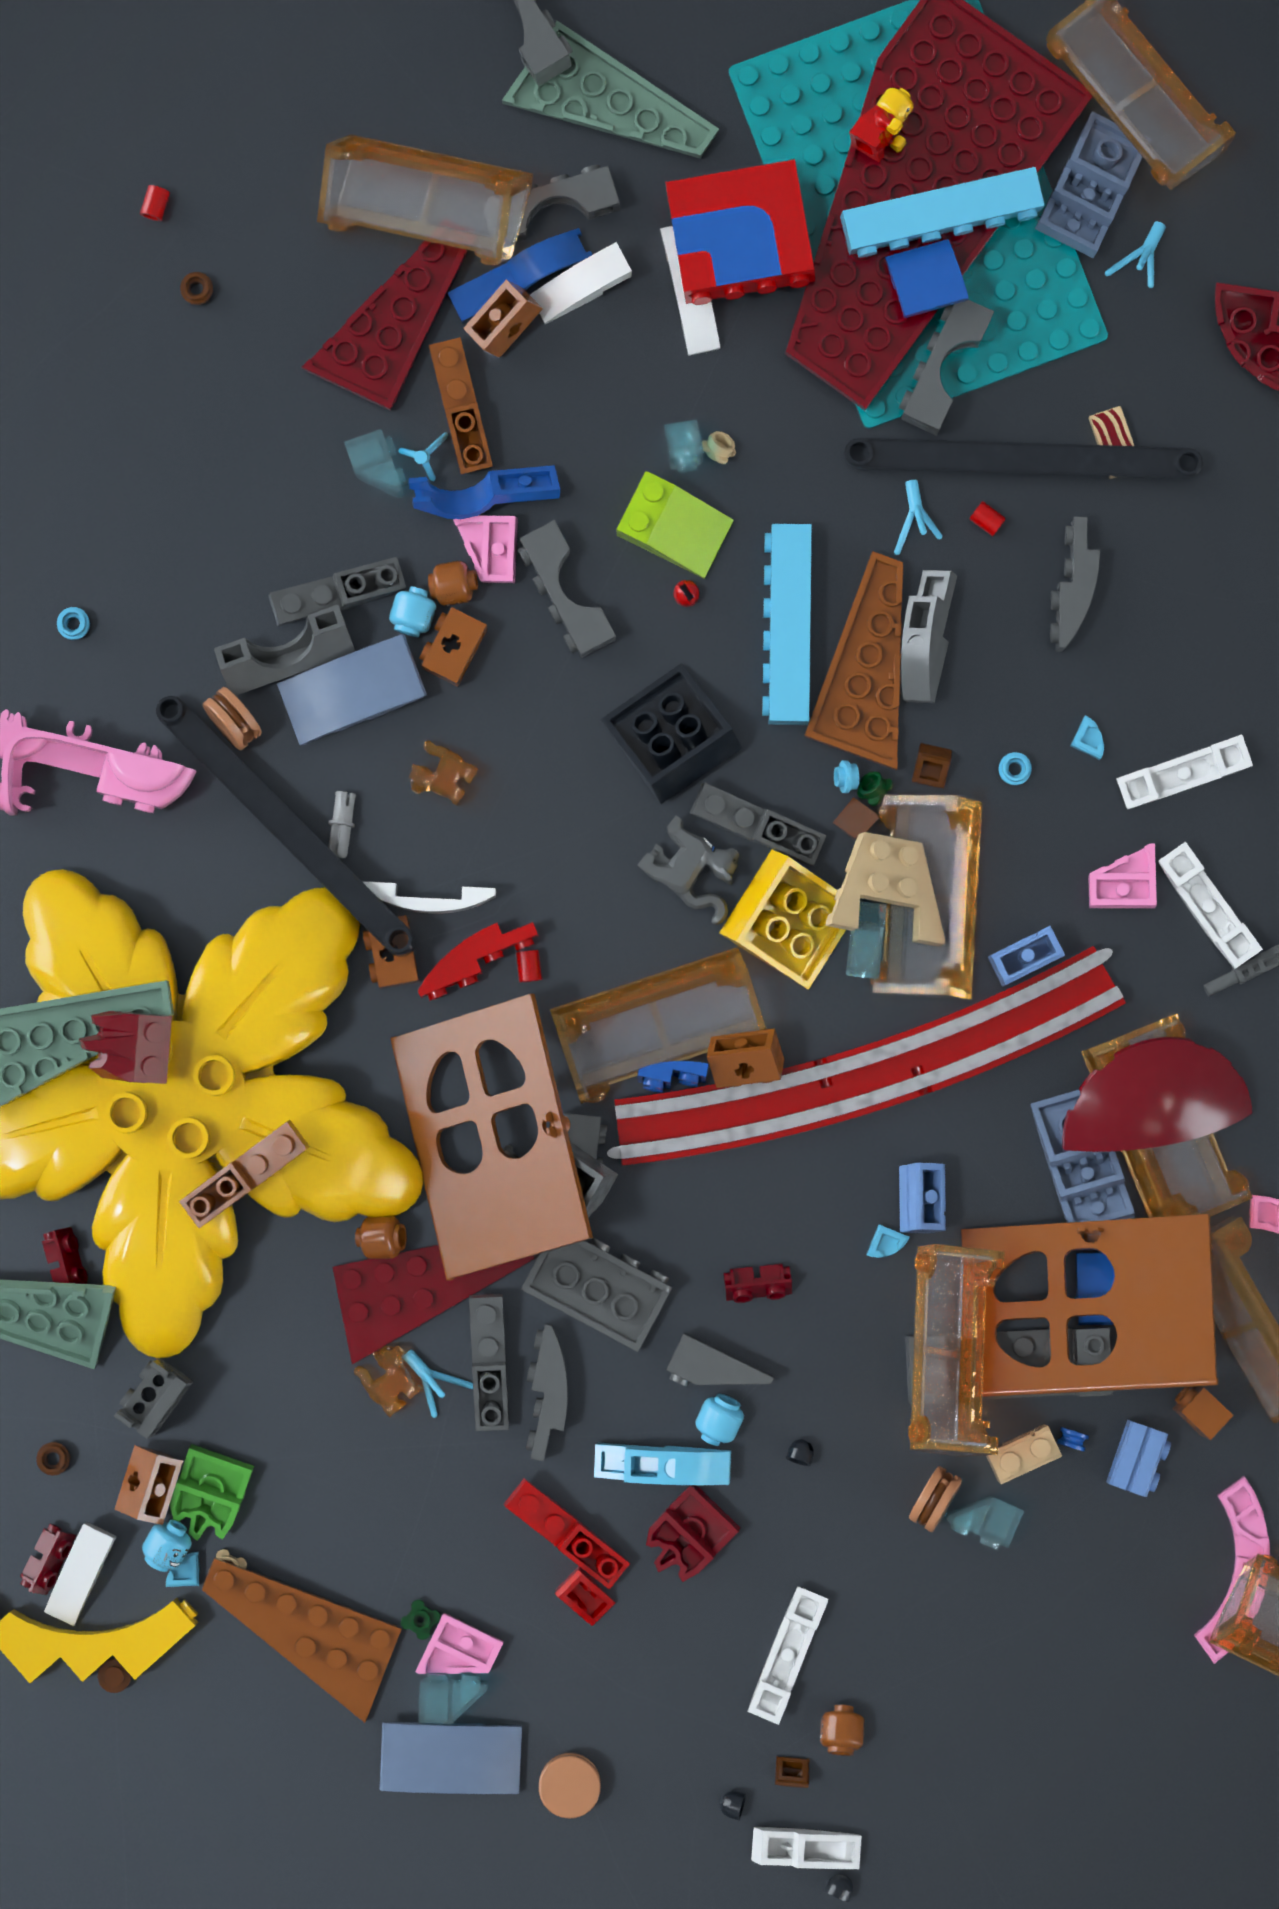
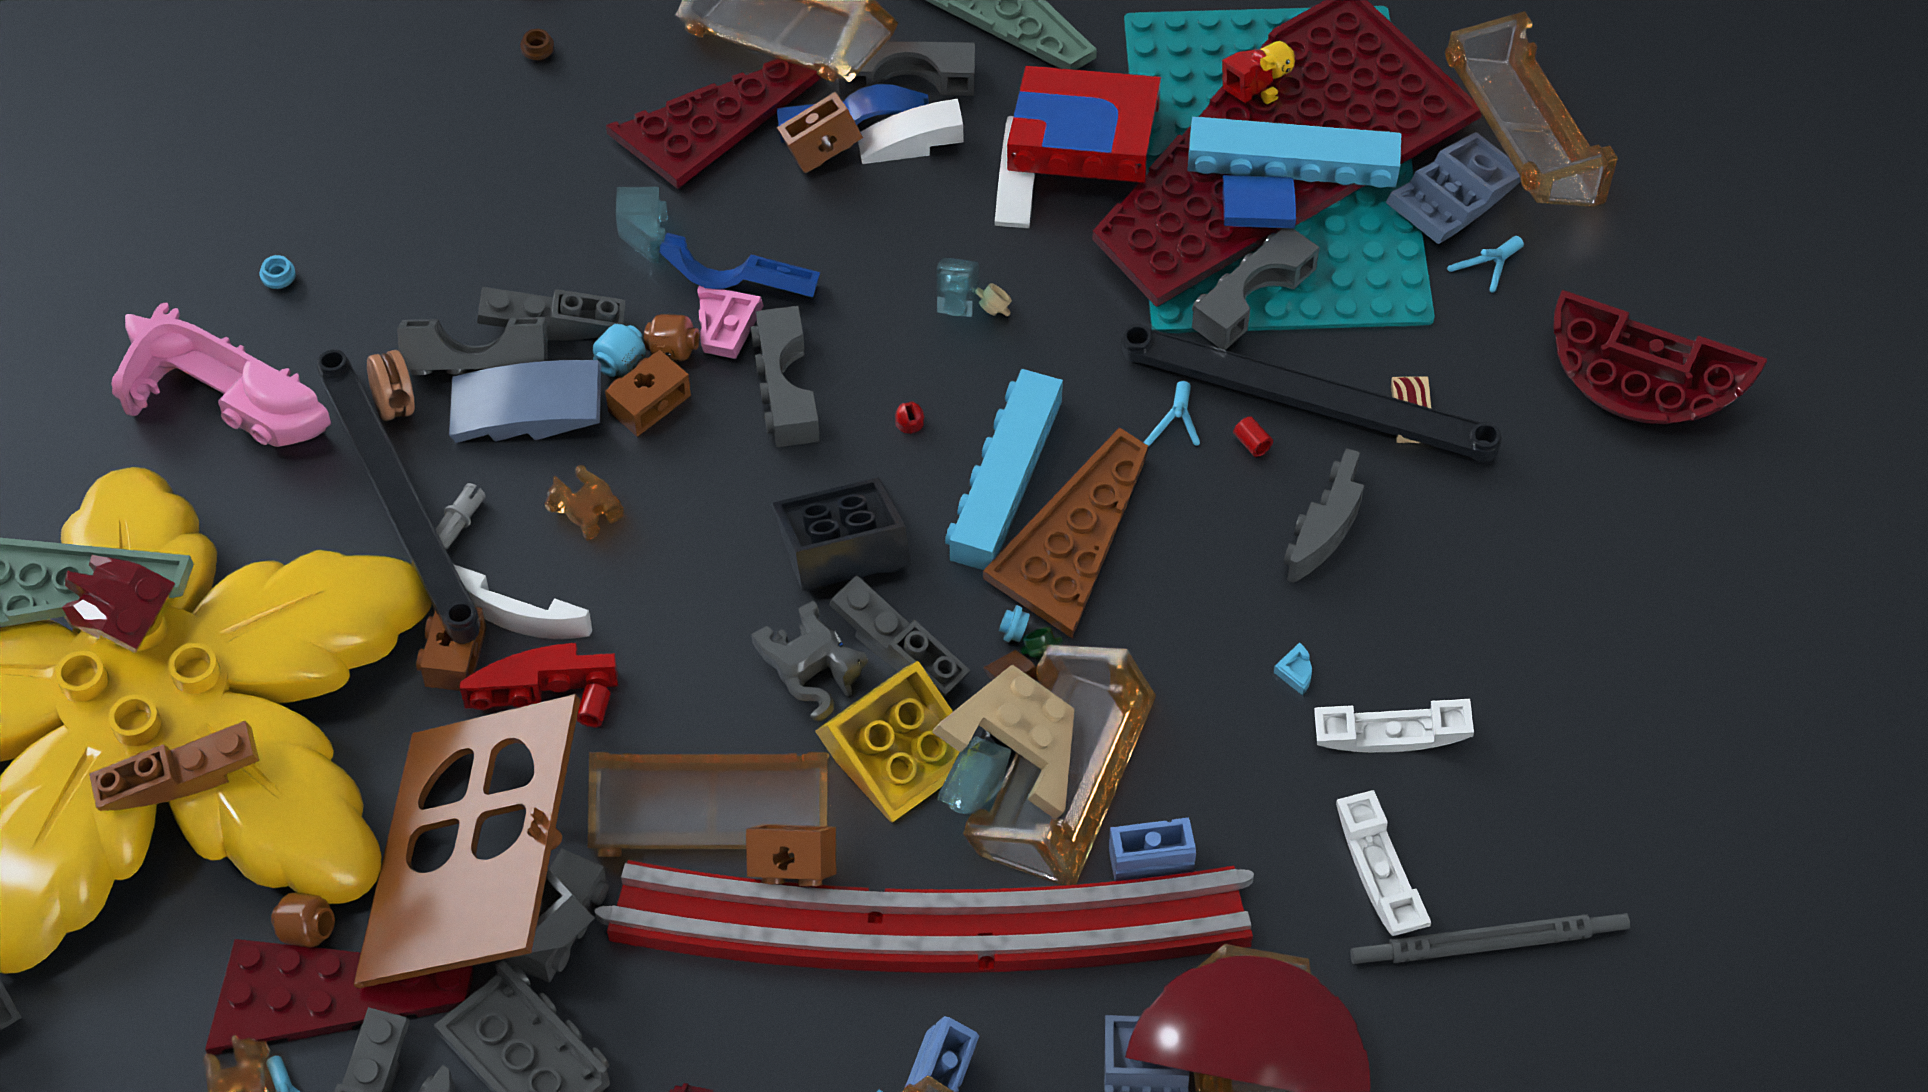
camera: 20 degrees right, 30 degrees down
(423, 456) = (690, 218): medium azure plant -> none
(460, 405) = (747, 194): dark orange slope -> none
(660, 1075) = (703, 841): blue slope -> none
(674, 525) = (918, 350): lime slope -> none
(922, 639) = (1143, 517): dark grey slope -> none
(932, 765) = (1113, 637): reddish brown slope -> none
(1019, 759) = (1207, 663): medium azure plate -> none
(1126, 882) = (1291, 816): bright pink wing -> none

